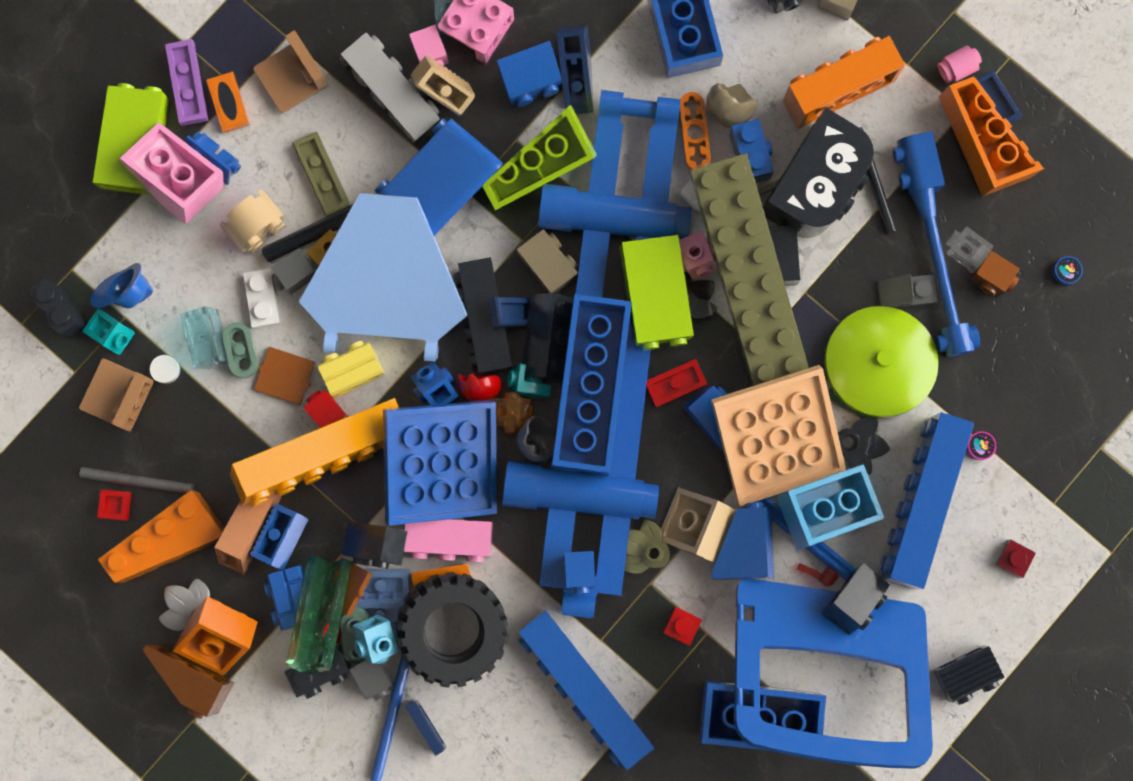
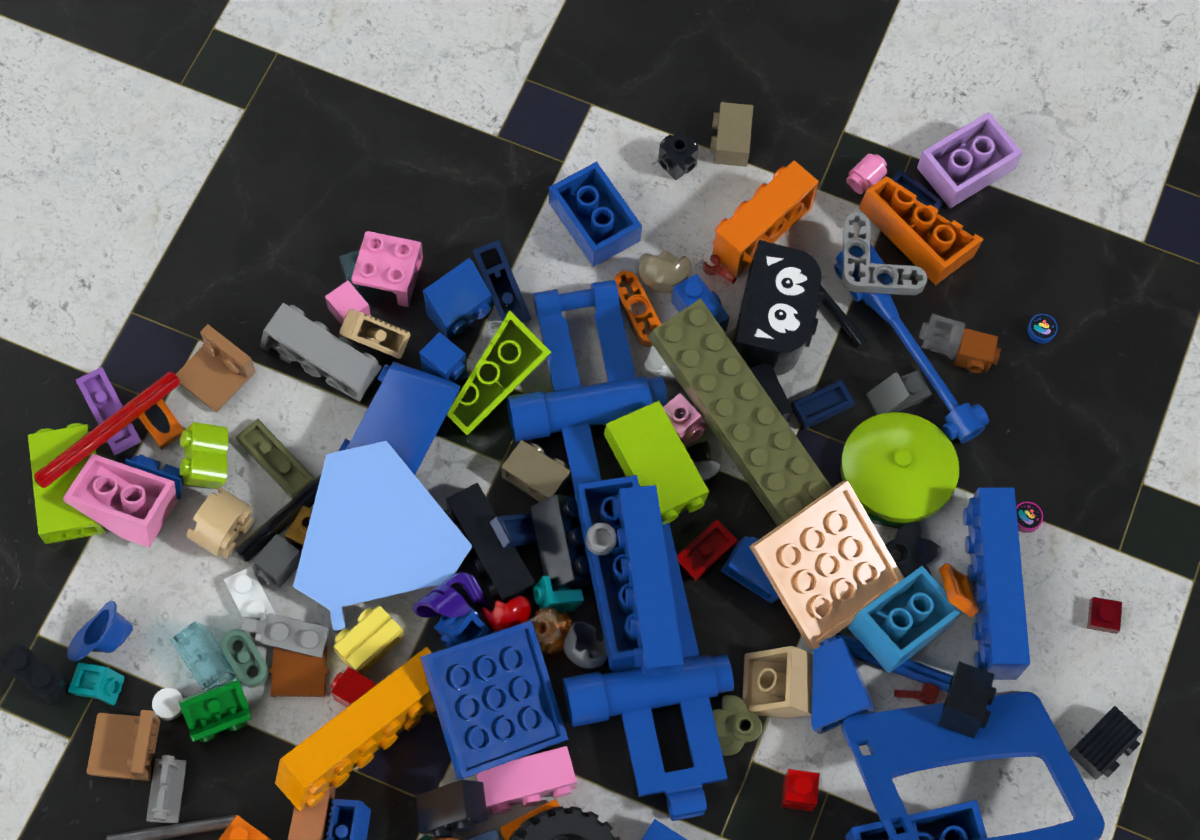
camera: 25 degrees left, 15 degrees down
(141, 445) = (166, 790): none -> light grey hinge
(178, 103) = (106, 430): none -> red axle
(202, 390) = (216, 710): none -> green bracket
(258, 153) = (205, 455): none -> lime brick
(283, 341) = (288, 633): none -> light grey hinge
(429, 365) = (448, 601): none -> dark purple helmet
(497, 134) = (444, 360): none -> blue brick
(578, 352) = (601, 538): none -> light grey tile
(579, 572) = (677, 763): blue brick -> none
(607, 405) = (649, 581): none -> blue brick
(783, 118) = (718, 269): none -> clear red hand
(832, 279) = (822, 404): none -> dark blue tile
(888, 496) = (958, 589): none -> orange tile
(921, 167) = (869, 271): none -> light grey beam
(1062, 82) = (969, 160): none -> lavender brick

